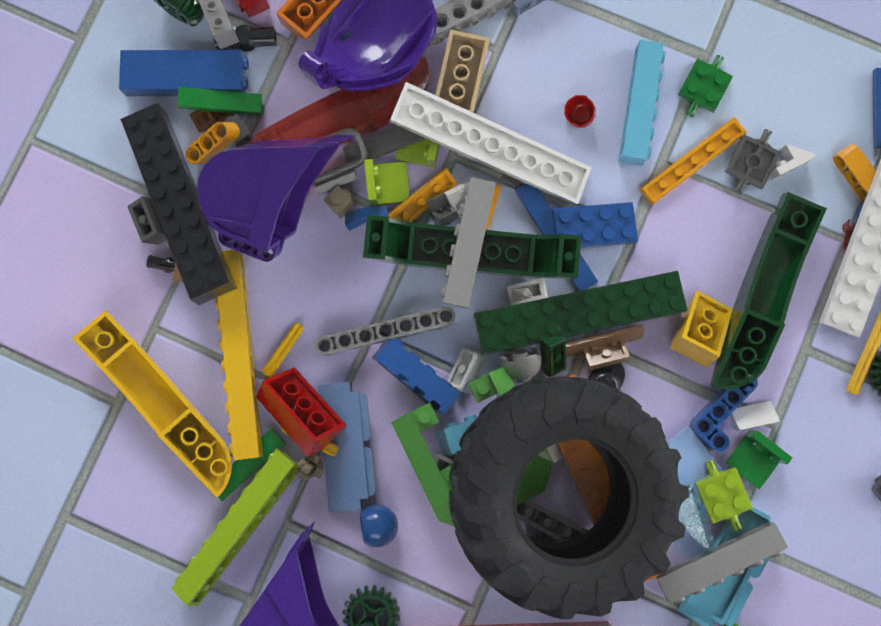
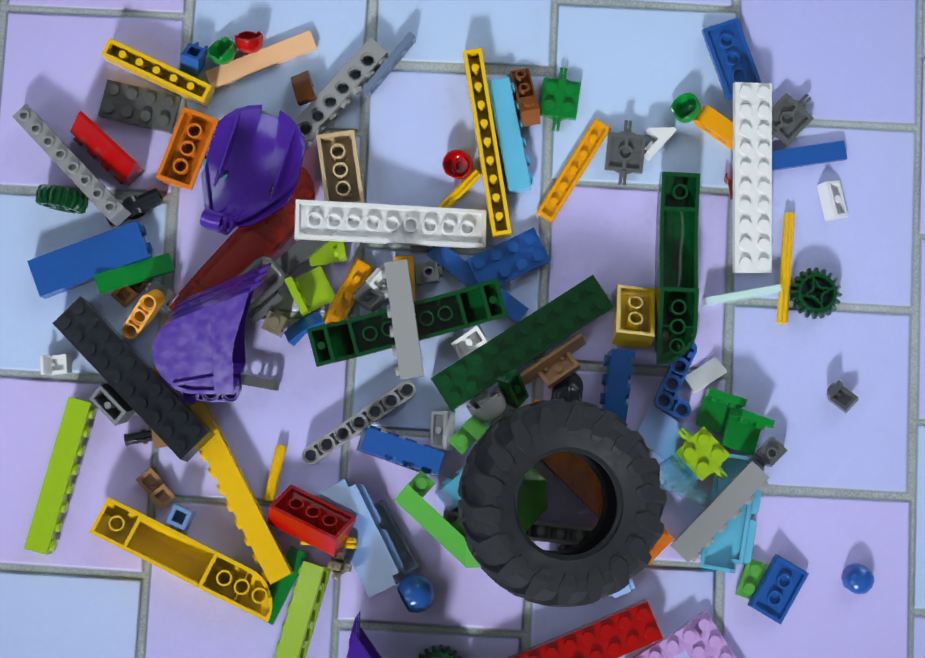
camera: 25 degrees left, 0 degrees up
(70, 273) = (60, 476): none -> lime brick
(109, 162) = (56, 364): none -> white bracket
(161, 320) = (156, 488): none -> medium nougat slope
(172, 358) = (180, 517): none -> medium blue brick
(302, 254) = (260, 382): none -> dark grey beam
(381, 473) = (404, 551): none -> sand blue tile
(509, 208) = (428, 273): none -> dark grey brick
(574, 138) = (461, 189): none -> yellow axle
(617, 102) = (487, 144): none -> yellow brick
(663, 384) = (616, 381): none -> blue wedge
(673, 72) = (526, 97): none -> dark orange slope
(775, 486) = (743, 430): none -> green bracket
(793, 520) = (770, 452): none -> dark grey brick
(822, 348) = (741, 295): none -> light aqua tile
(832, 139) = (686, 107): none -> green hair

